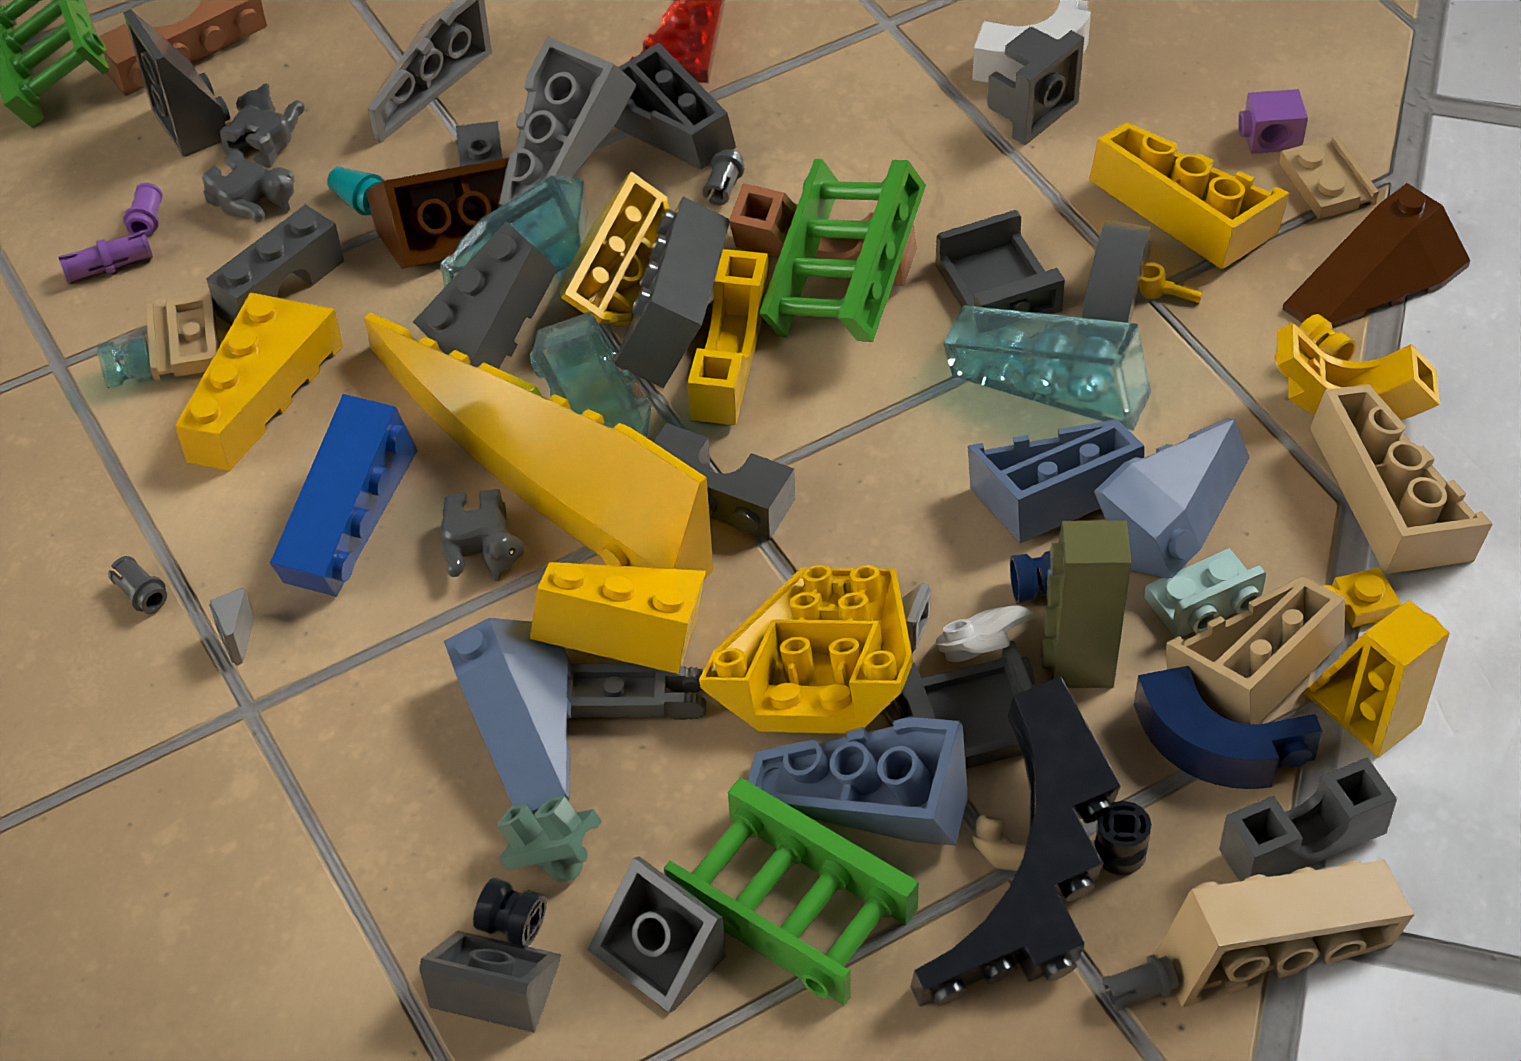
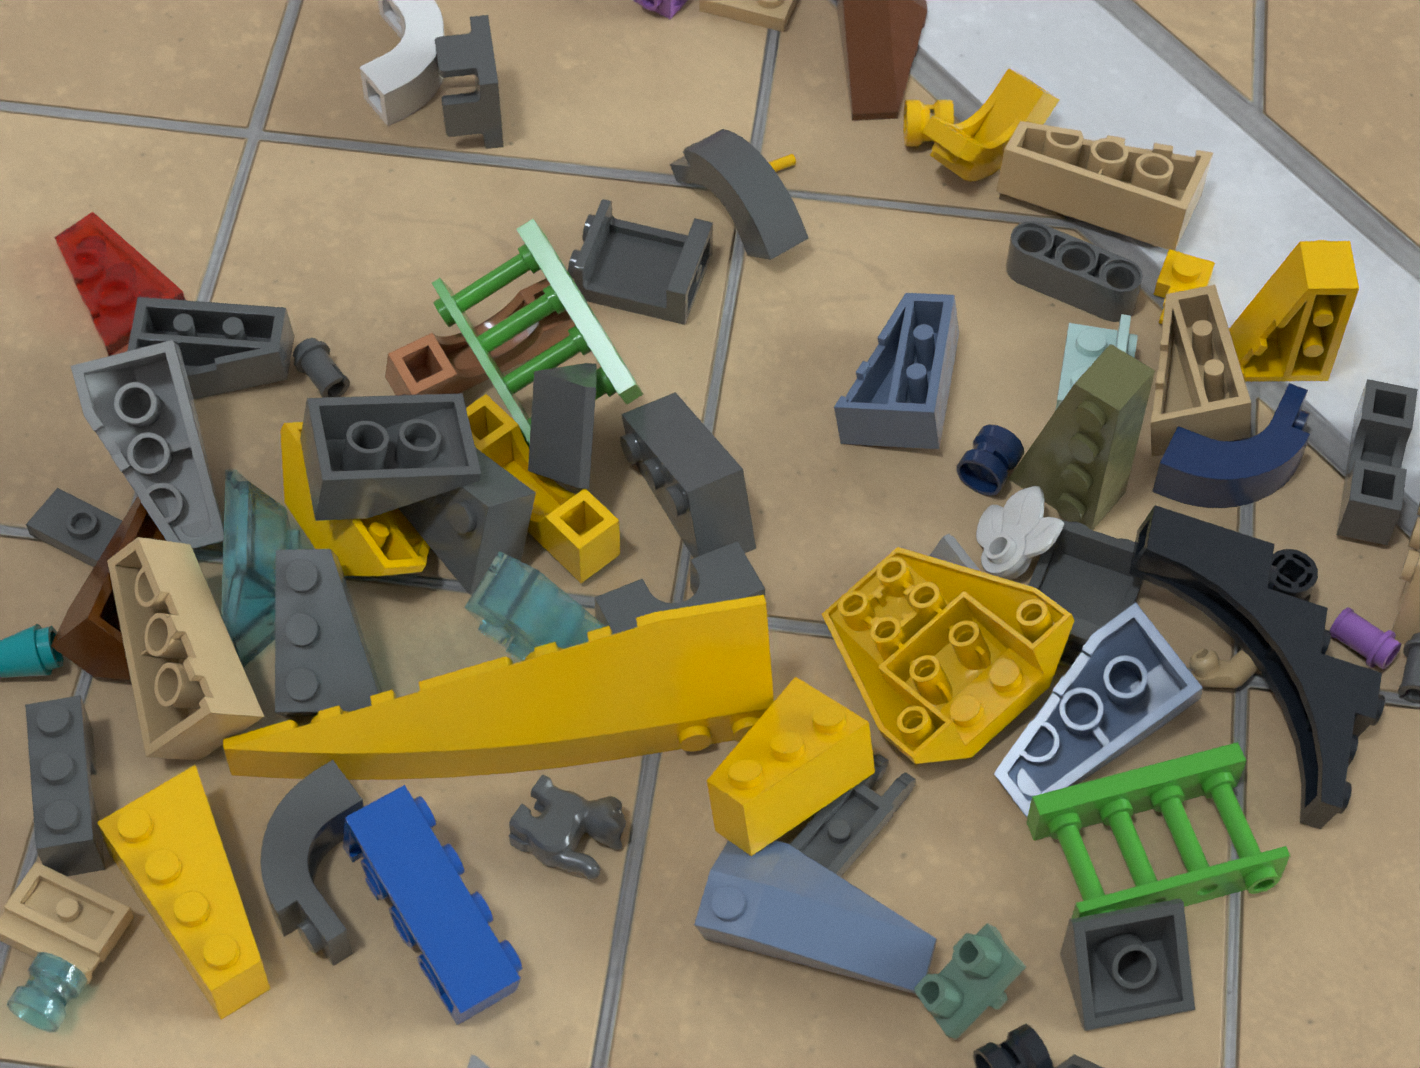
camera: 55 degrees left, 5 degrees up
(304, 416) = (294, 844): none -> dark grey arch
(413, 242) = (178, 652): none -> tan wedge
(639, 220) = (385, 452): none -> dark grey slope
(789, 310) = (563, 423): none -> dark grey slope
(825, 411) = (689, 475): none -> dark grey wedge
(1053, 360) = (781, 293): clear light blue wedge -> none
(1128, 935) = (1365, 638): none -> medium lavender pin
(1174, 496) = (1007, 328): sand blue wedge -> none
(1186, 195) = (692, 86): yellow wedge -> none
(1280, 517) = (1073, 271): none -> dark grey beam

